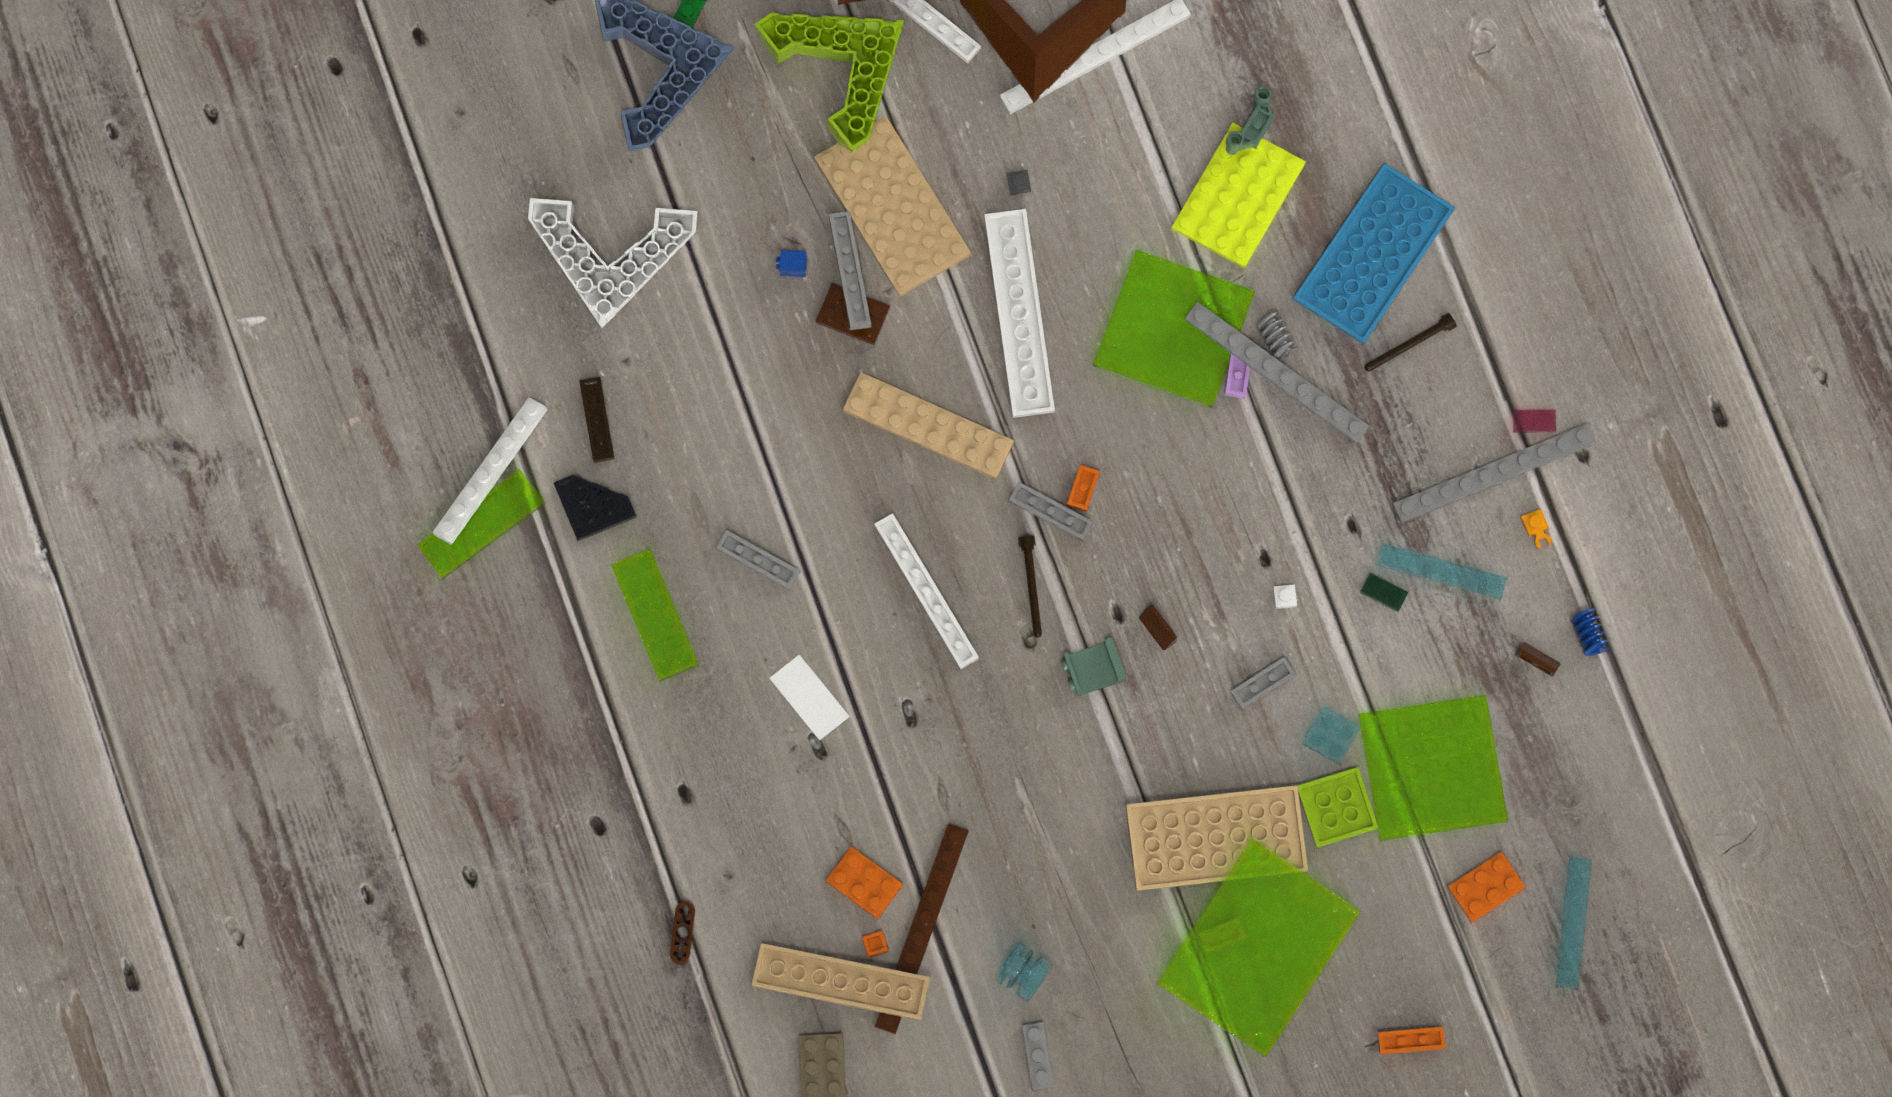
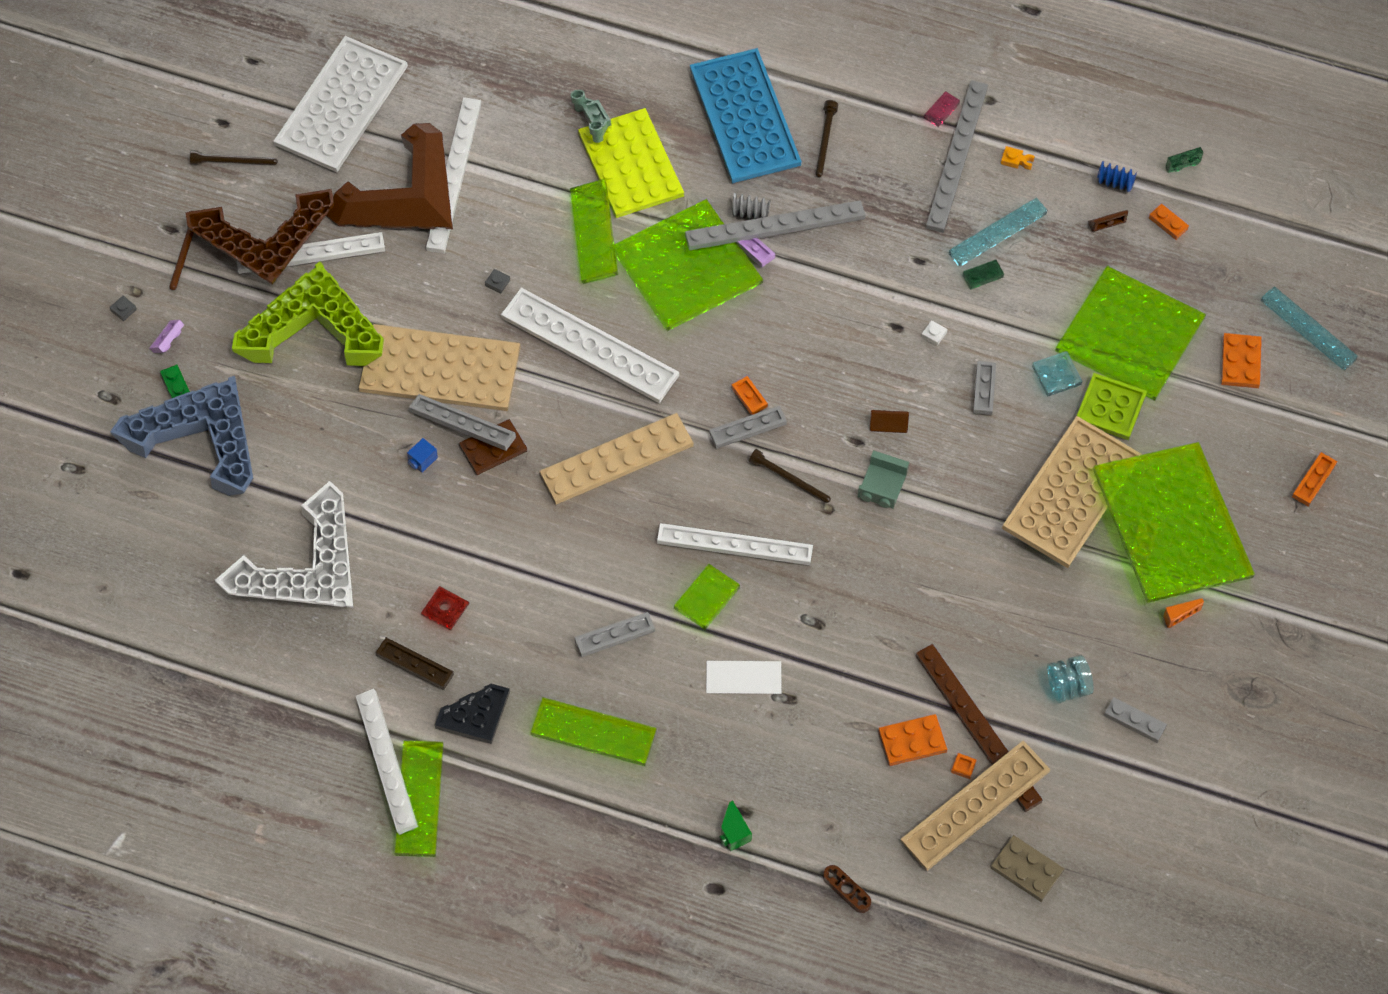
camera: 55 degrees left, 15 degrees down
(659, 798) = (734, 829): none -> green slope
(676, 410) = (449, 617): none -> clear red piece
(858, 607) = (707, 596): none -> clear neon green plate
(1137, 222) = (594, 231): none -> clear neon green plate
(1171, 1018) = (1179, 612): none -> orange slope
(1584, 714) = (1168, 221): none -> orange plate
(1655, 676) = (1184, 159): none -> clear green plate

